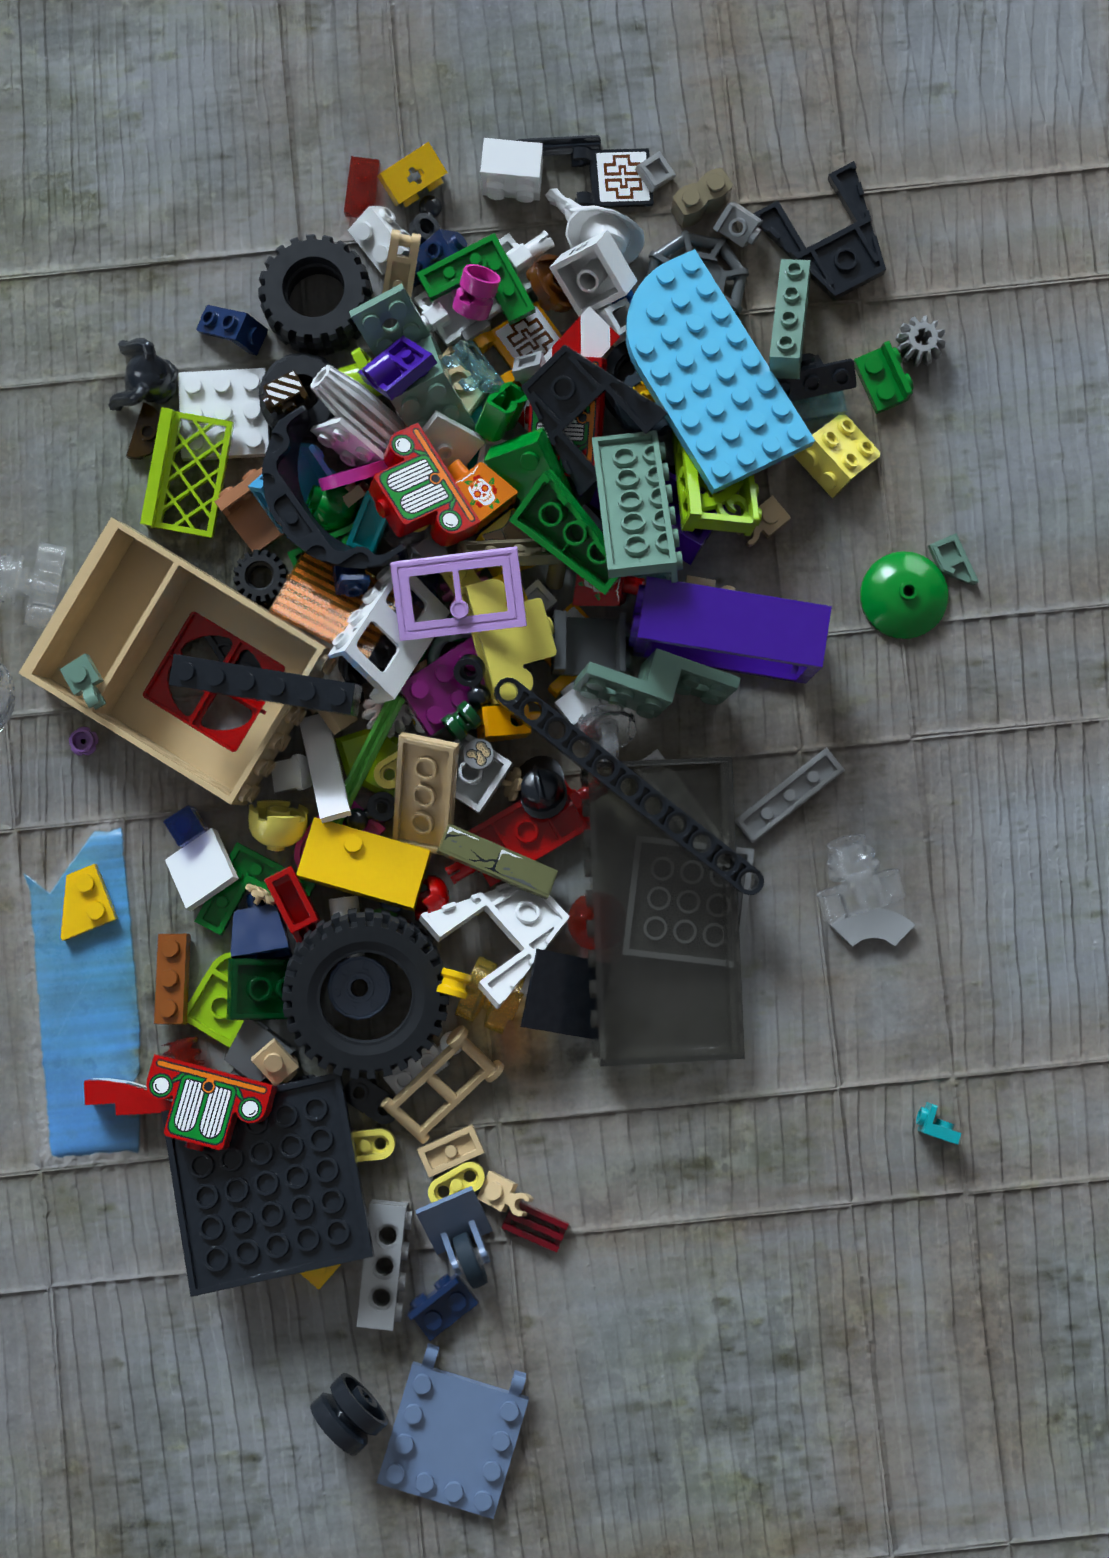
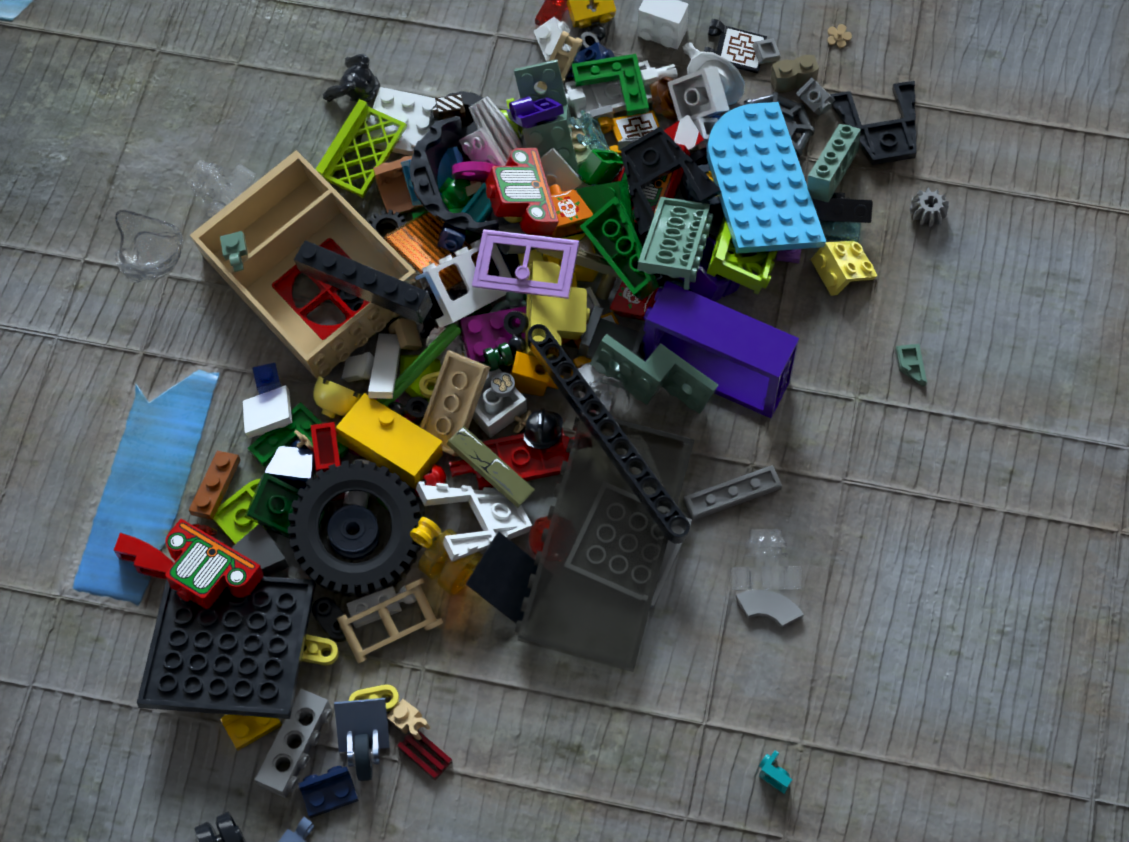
camera: 20 degrees right, 20 degrees down
(76, 738) = (215, 299): medium lavender plate -> none
(85, 903) = (172, 415): yellow wing -> none
(144, 434) = (337, 121): dark brown plate -> none
(233, 326) = (433, 67): dark blue bracket -> none
(275, 1062) = (269, 559): tan bracket -> none
(293, 265) = (489, 39): black tyre -> none
(450, 1150) = (378, 673): tan plate -> none
(476, 292) = (609, 85): dark pink wheel -> none
(565, 145) = (705, 18): black axle -> none
(739, 121) = (838, 35): none -> tan plant
(772, 519) = (776, 295): tan plate -> none
(884, 377) = (894, 225): green bracket -> none
(890, 608) = (862, 388): green dish -> none

